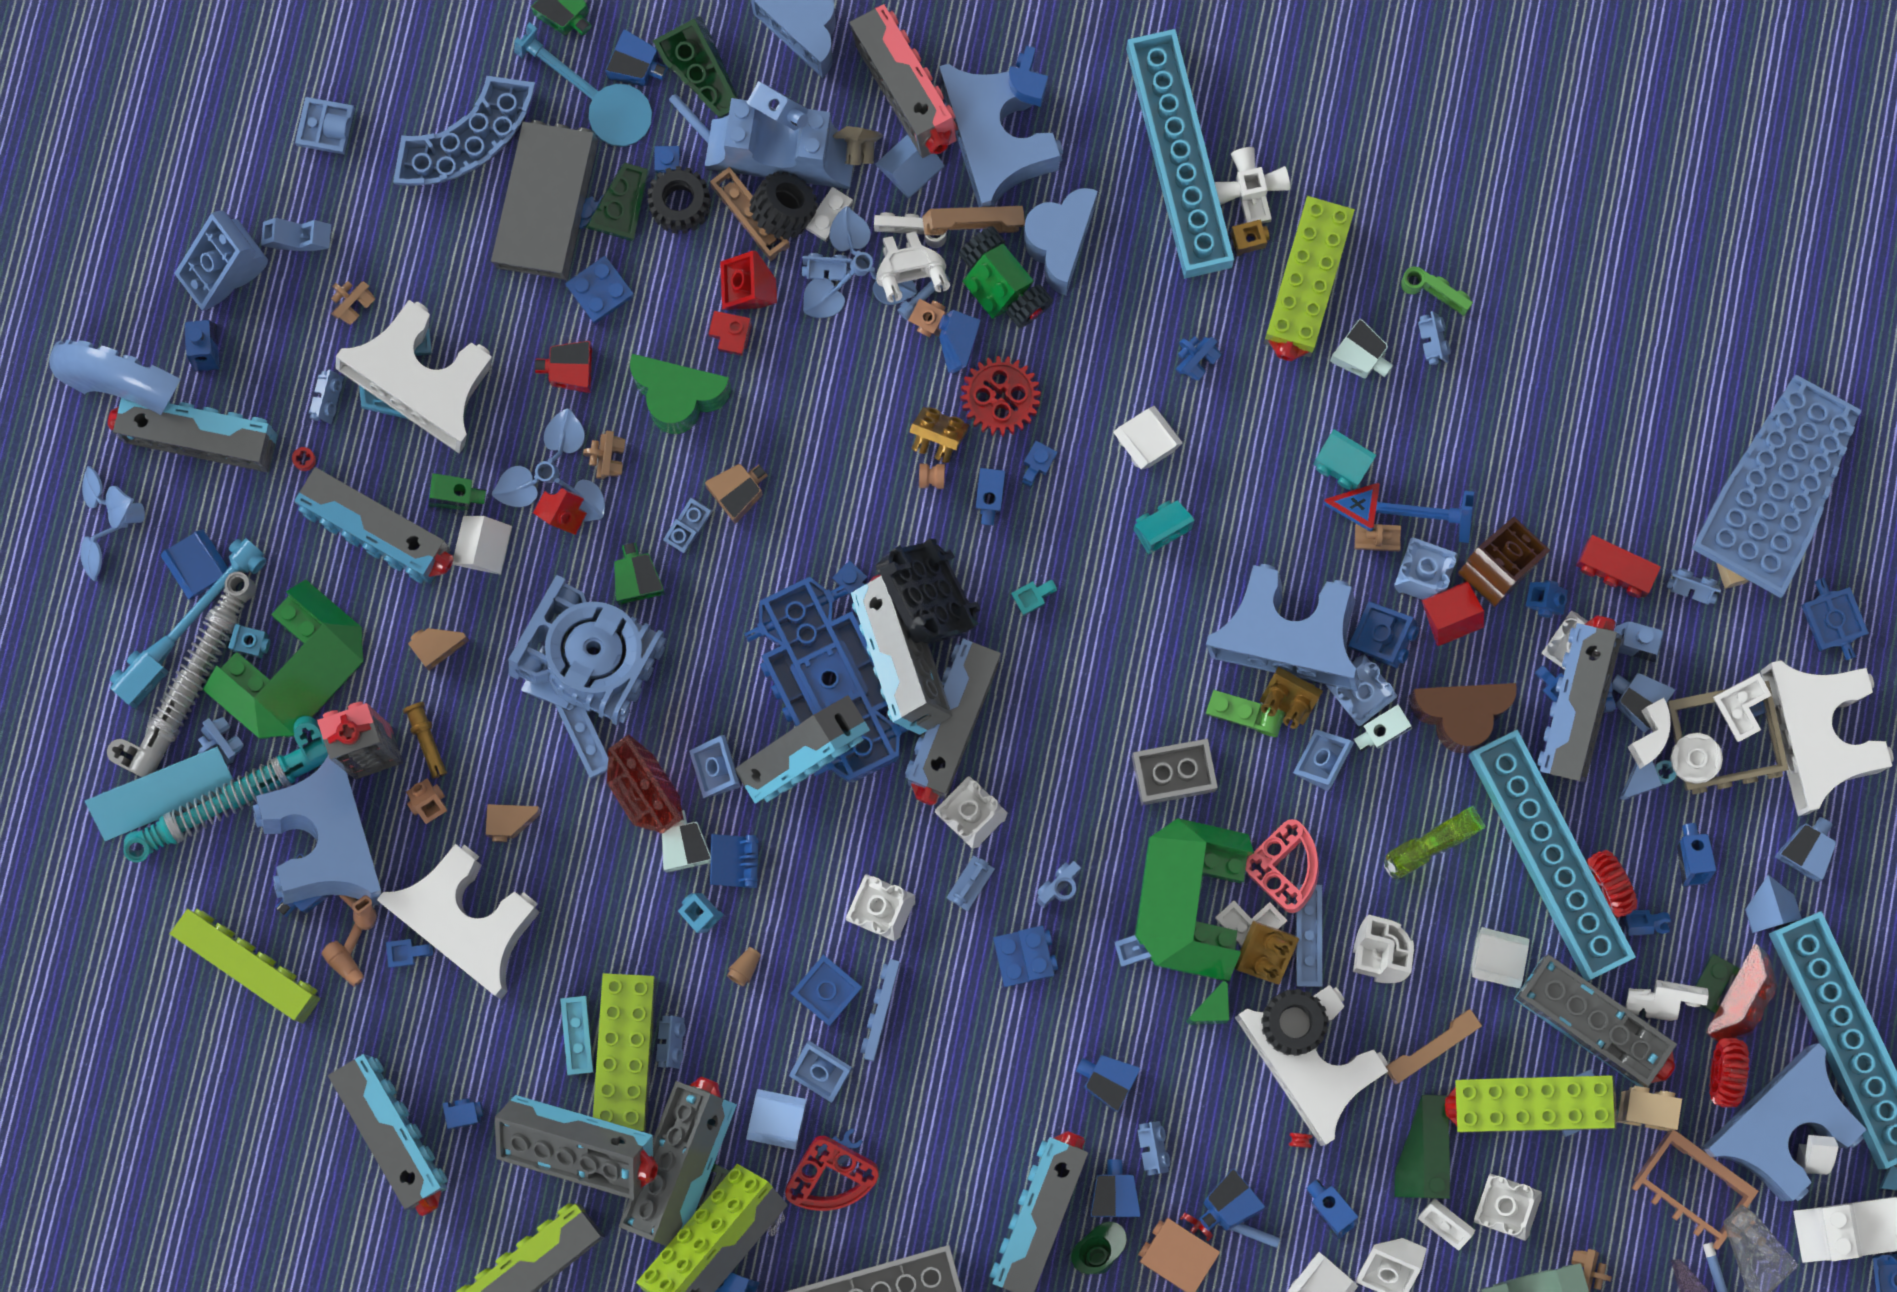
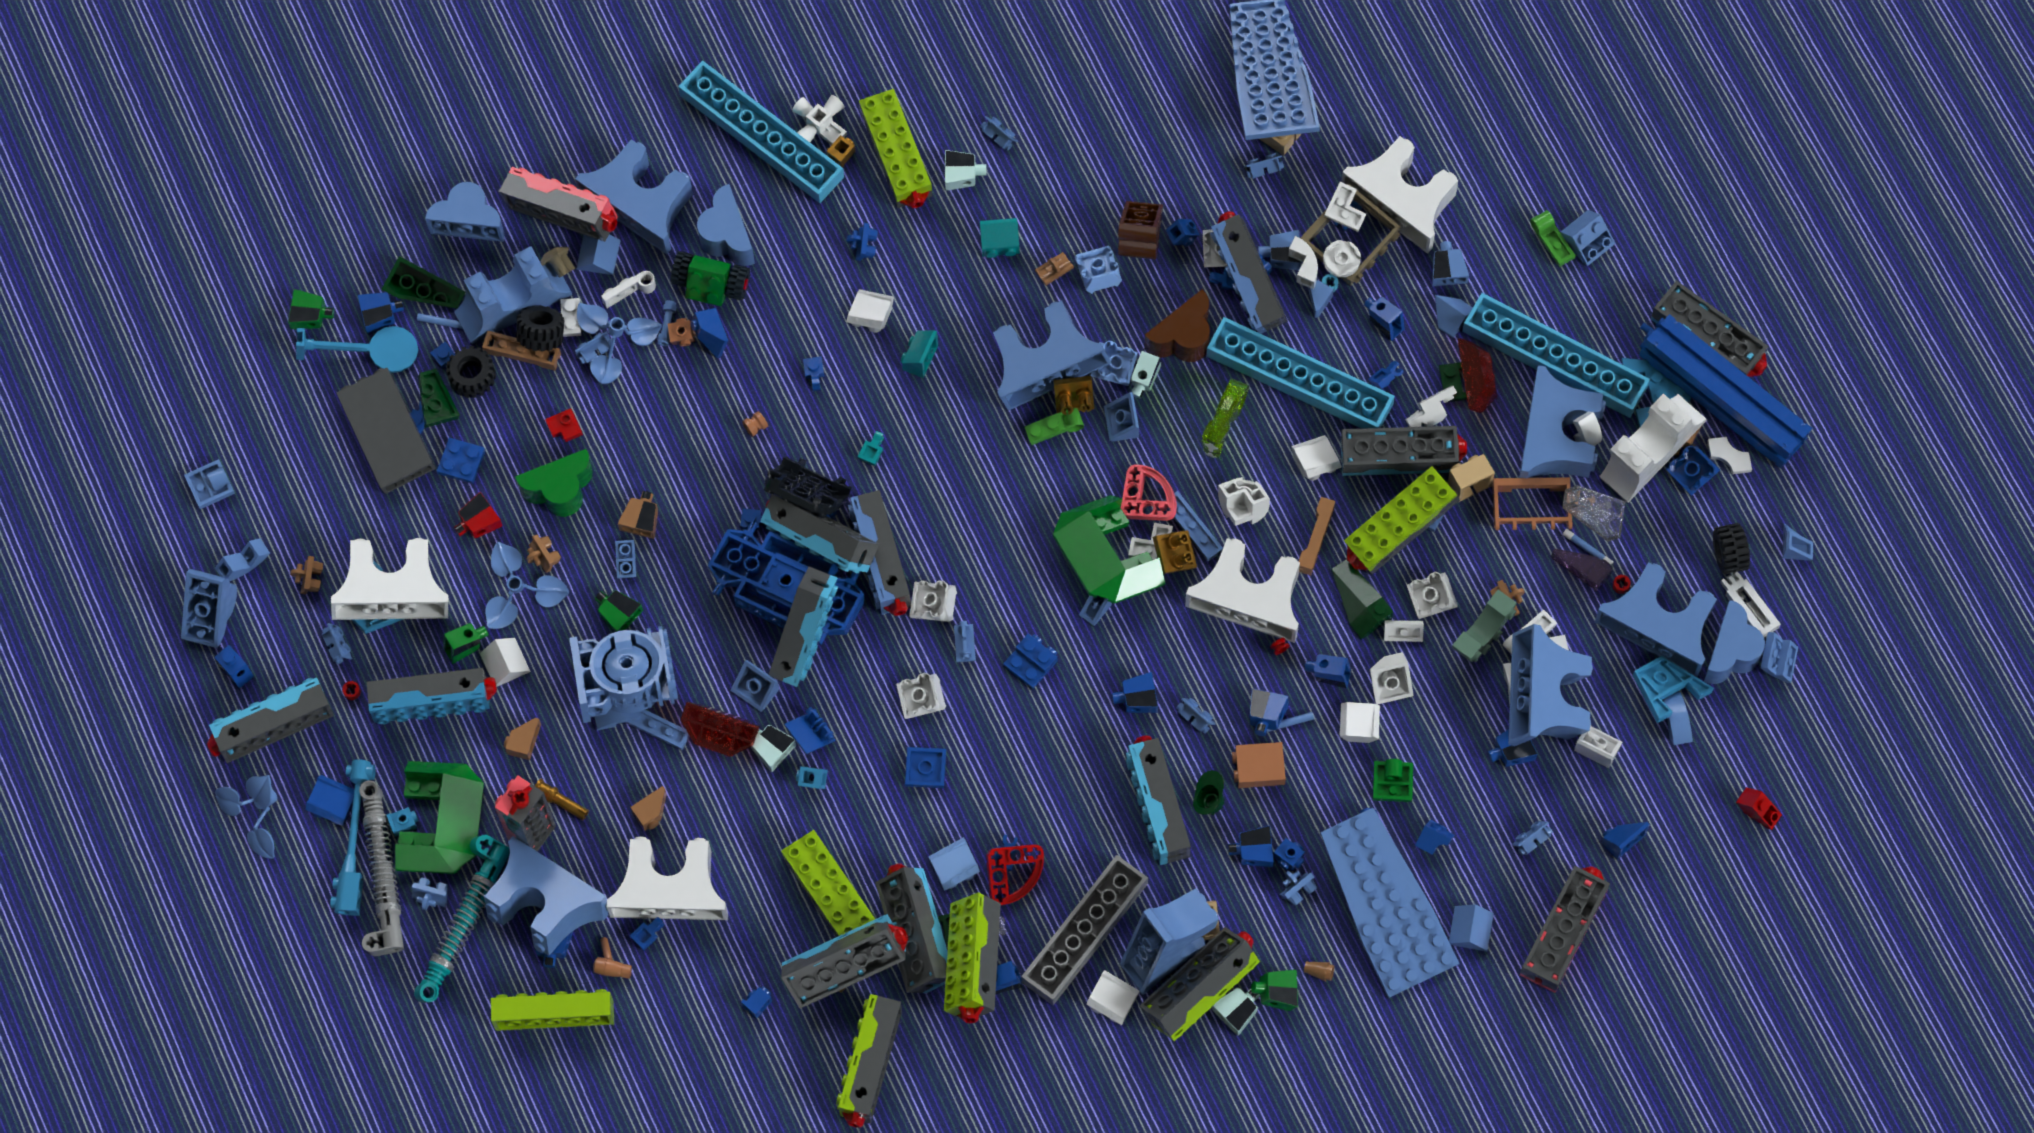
camera: 35 degrees left, 10 degrees down
(106, 372) = (191, 714): medium blue brick -> none
(158, 793) = (415, 951): medium azure window -> none
(364, 913) = (602, 926): nougat piece -> none
(389, 1133) = (721, 1043): piece -> none
(426, 800) = (589, 833): nougat brick -> none
(468, 141) = (311, 427): medium blue brick -> none
(561, 510) = (540, 603): red brick -> none
(577, 1035) = (792, 904): medium azure plate -> none
(670, 1054) = (858, 872): medium blue hinge -> none
(744, 967) = (864, 790): medium nougat cone -> none
(747, 282) = (551, 391): red slope -> none
(787, 112) = (503, 262): medium blue torso -> none
(820, 1071) = (959, 815): medium blue slope -> none
(877, 1020) = (970, 761): medium blue plate -> none
(909, 264) = (645, 308): white connector -> none
(939, 428) = (732, 392): pearl gold plate -> none
(985, 411) = (762, 332): red gear -> none
(990, 482) = (796, 400): blue torso -> none
(1003, 219) = (645, 268): medium nougat piece -> none
(1024, 84) = (636, 151): blue brick -> none
(1065, 876) = (1018, 606): medium blue plate -> none
(1115, 1193) = (1193, 757): torso -> none
(1174, 772) = (1038, 488): light grey brick -> none
(1197, 1224) = (1251, 739): red piece -> none
(1214, 1009) = (1169, 607): green slope -> none
(1311, 1006) = (1227, 557): black tyre -> none
(1363, 504) = (1032, 257): blue piece -> none
(1384, 634) = (1102, 321): blue plate -> none
(1437, 287) = (977, 102): bright green plate -> none
(1453, 613) = (1134, 280): red slope -> none
(1613, 882) = (1348, 362): red gear -> none
(1618, 567) = (1210, 185): red brick -> none
(1640, 641) = (1257, 217): medium blue torso -> none
(1729, 1072) = (1500, 421): red gear -> none
(1835, 619) = (1361, 126): blue plate -> none

